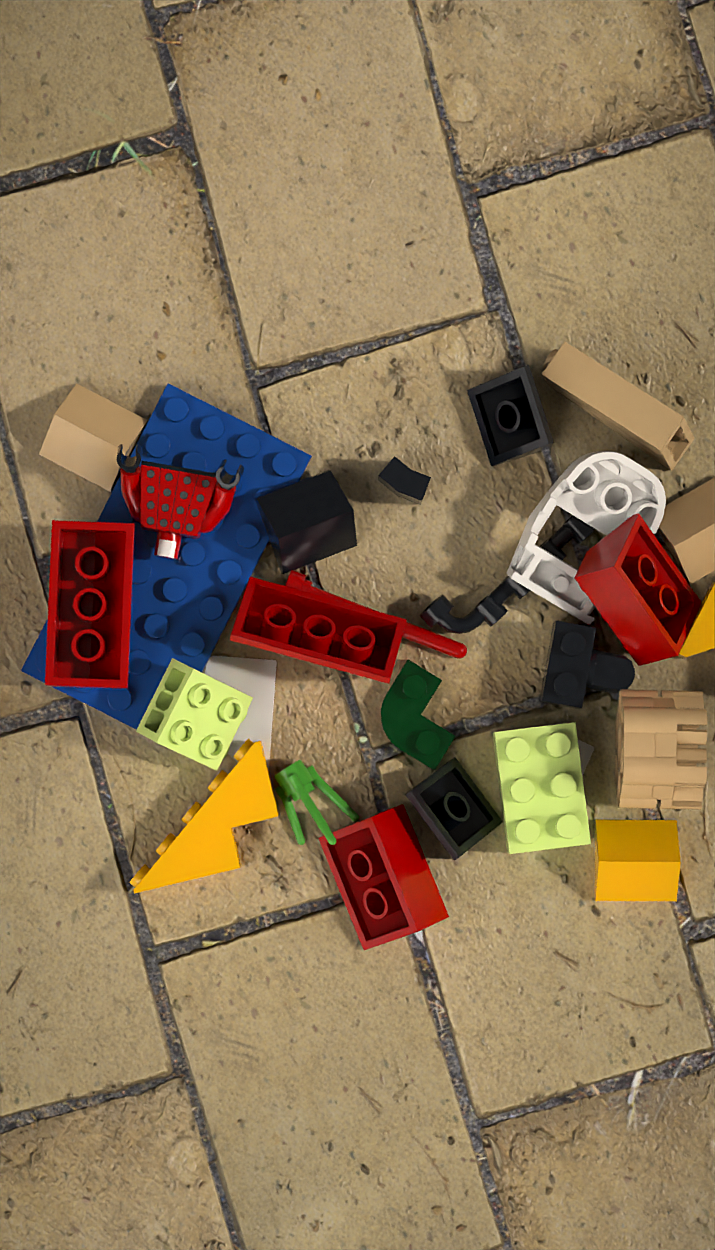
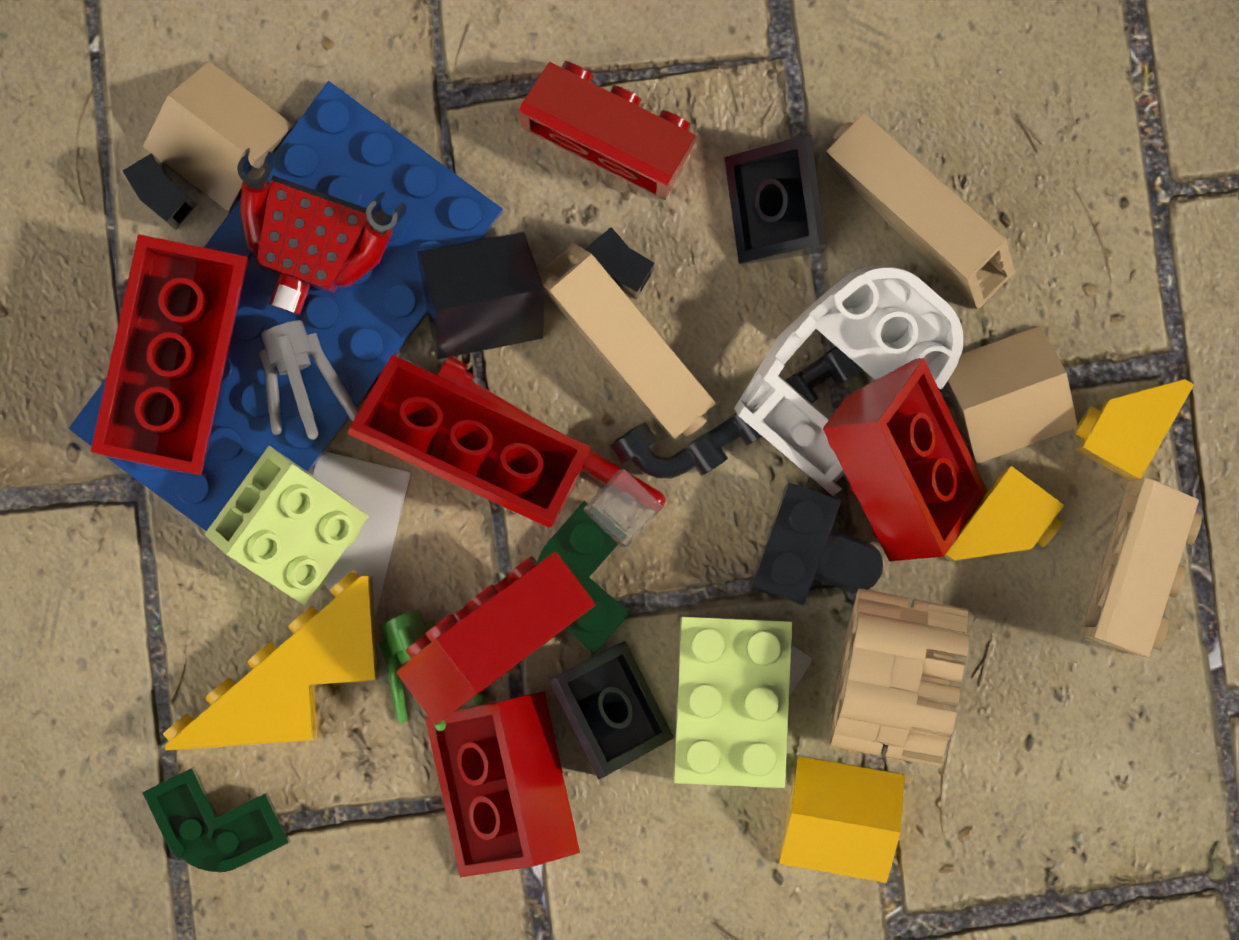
camera: 10 degrees right, 0 degrees up
(58, 486) = (158, 190): none -> black piece
(173, 953) = (211, 840): none -> dark green plate
(174, 586) = (288, 350): none -> light grey plant
(359, 768) = (492, 634): none -> red brick
(379, 383) = (607, 128): none -> red slope
(418, 537) = (626, 341): none -> tan slope
(437, 660) = (623, 508): none -> clear plate

